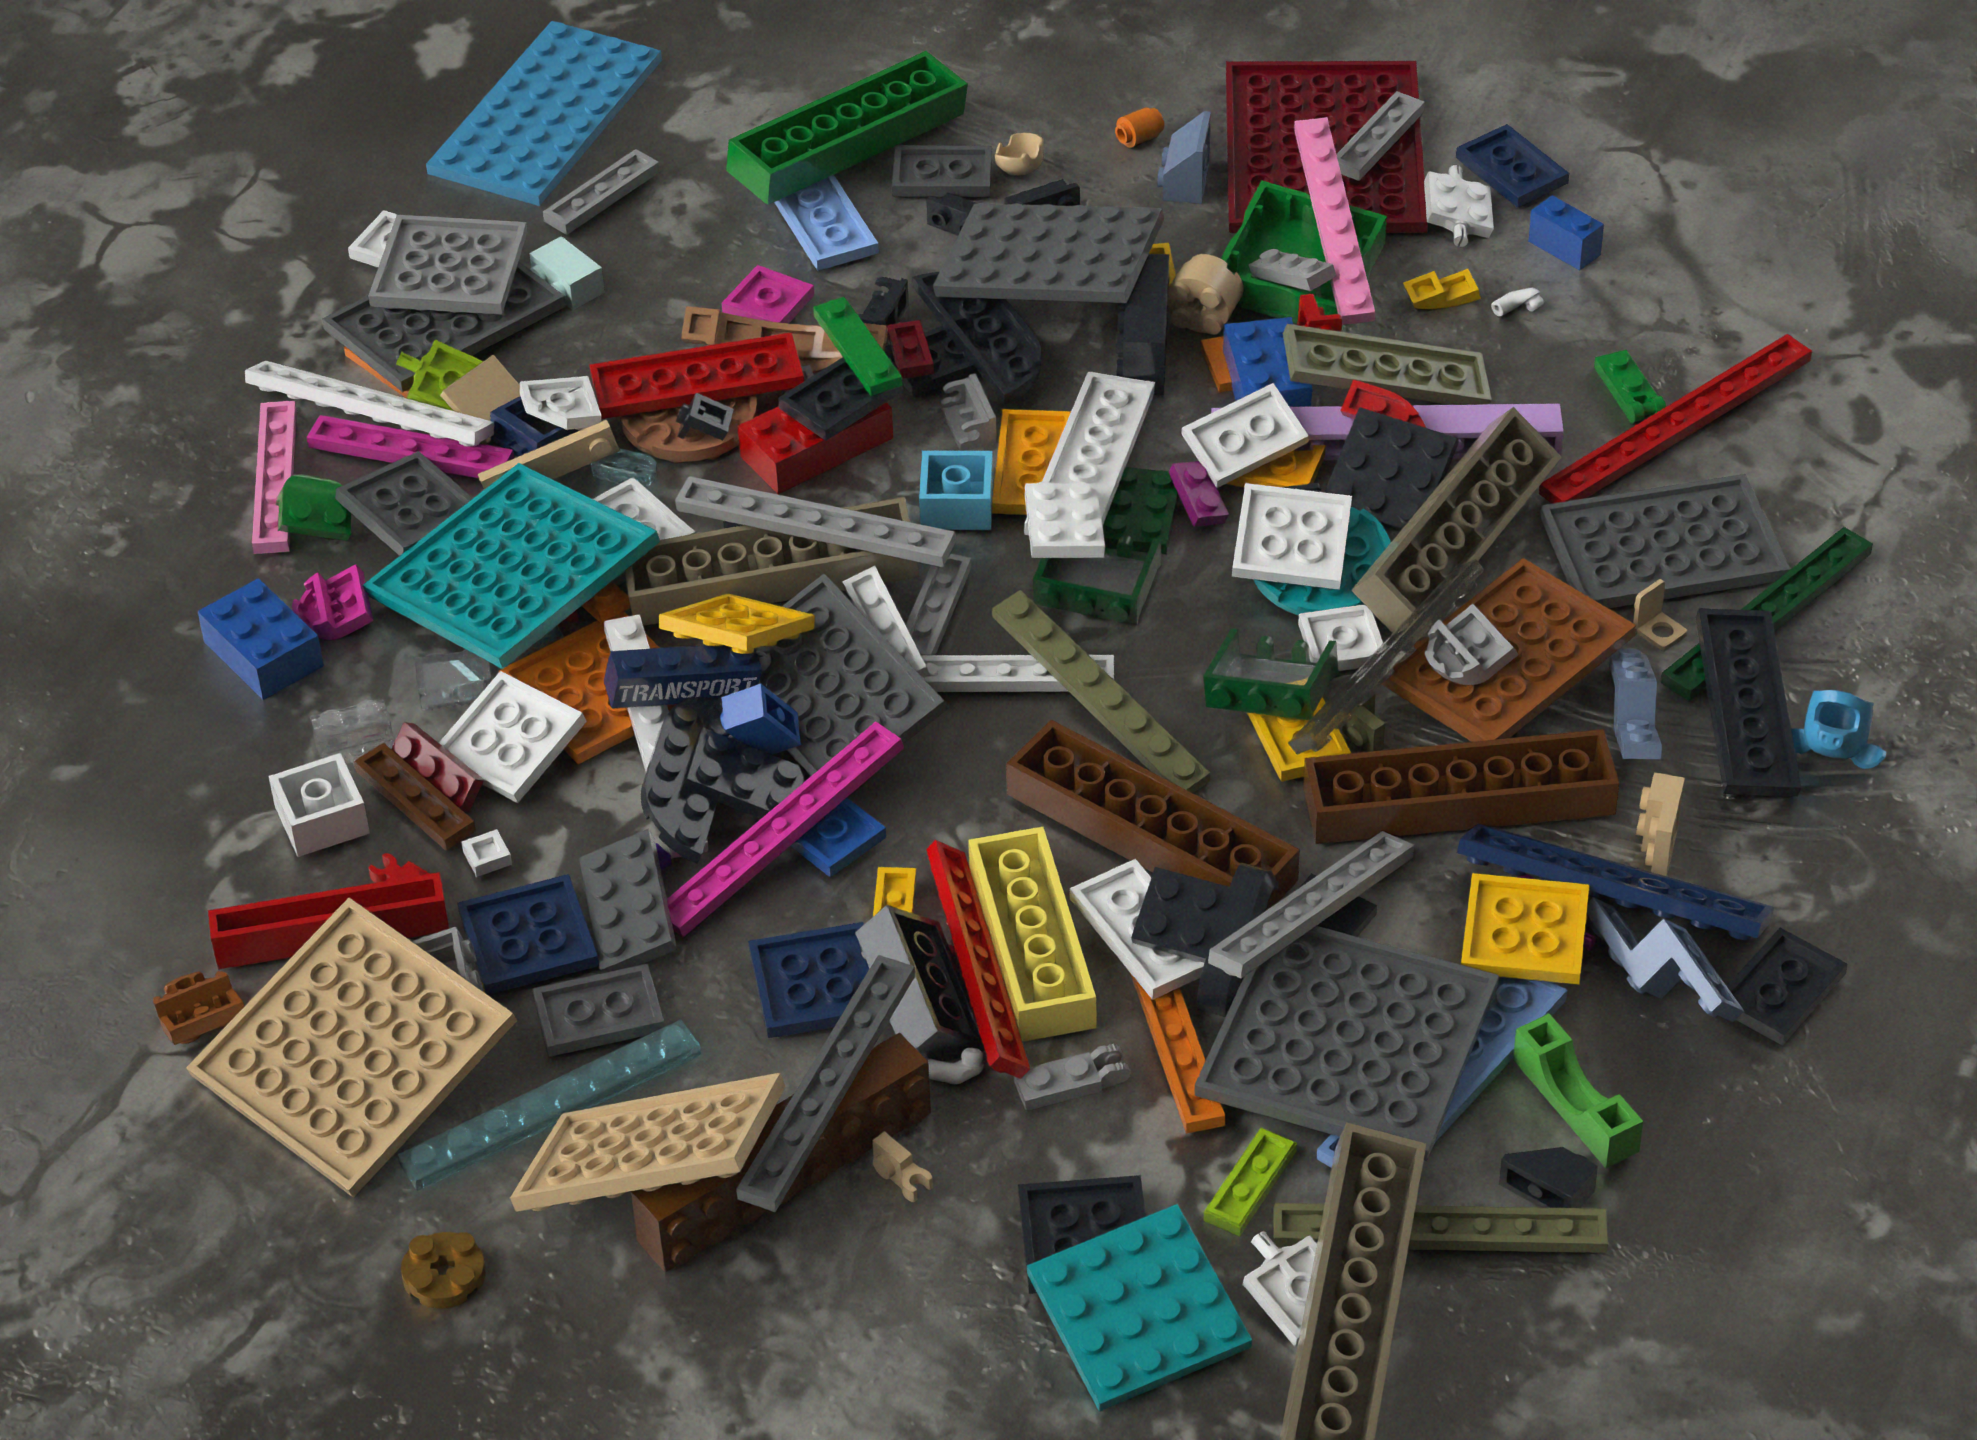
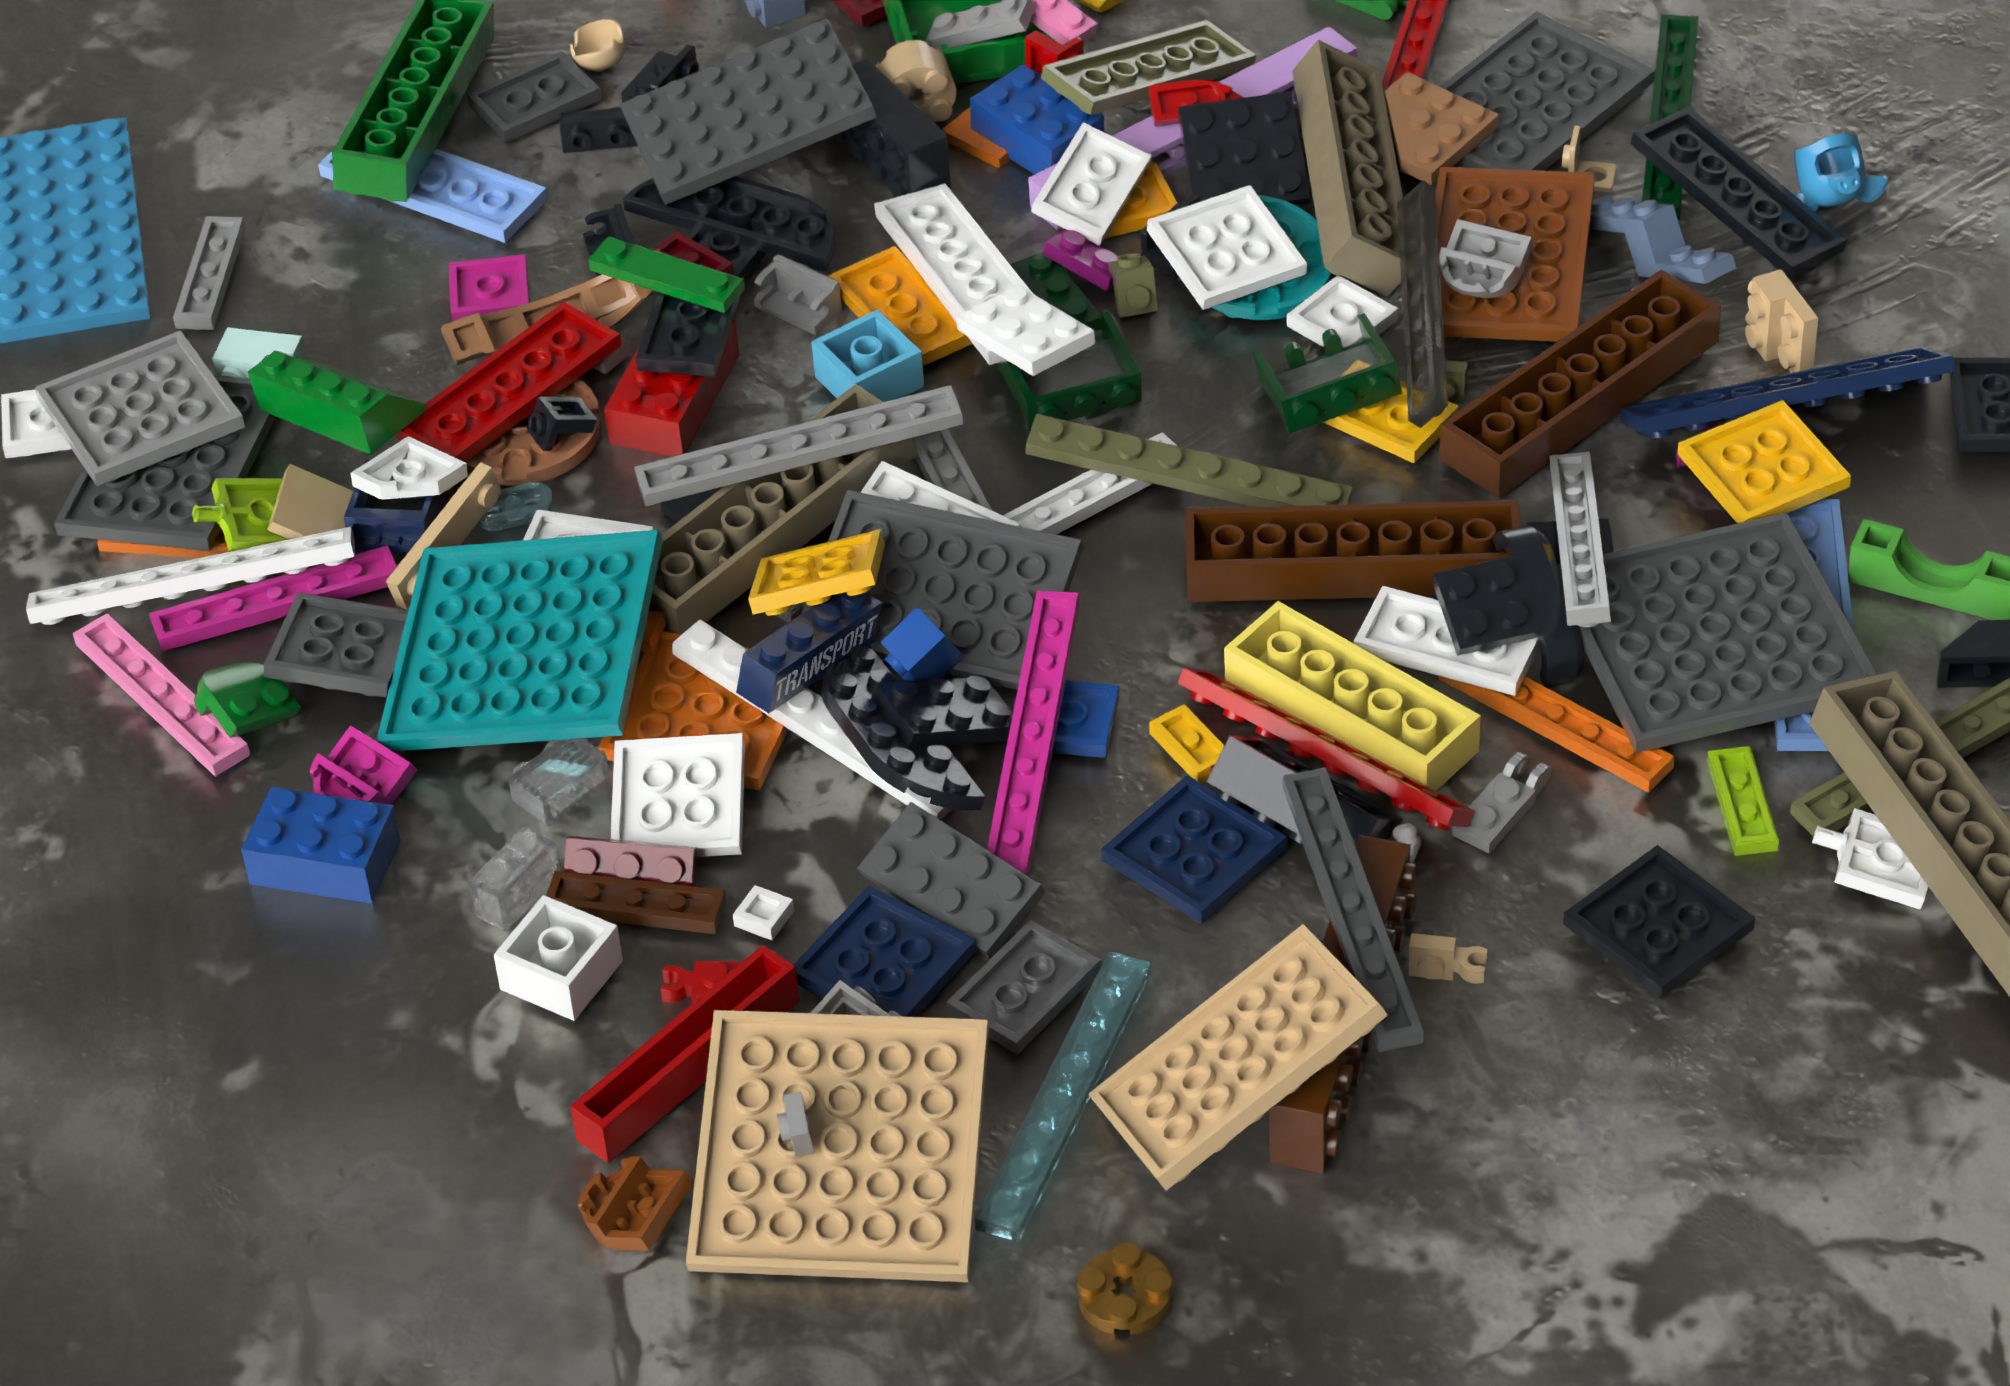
camera: 35 degrees left, 0 degrees up
(322, 1010) = (794, 1124): none -> light grey plate
(568, 322) = (330, 401): none -> green slope
(1138, 1307) = (1771, 951): teal plate -> none
(1208, 531) = (1133, 285): none -> olive bracket
(1560, 524) = (1433, 126): none -> medium nougat plate
(1662, 960) = (1896, 429): sand blue bracket -> none

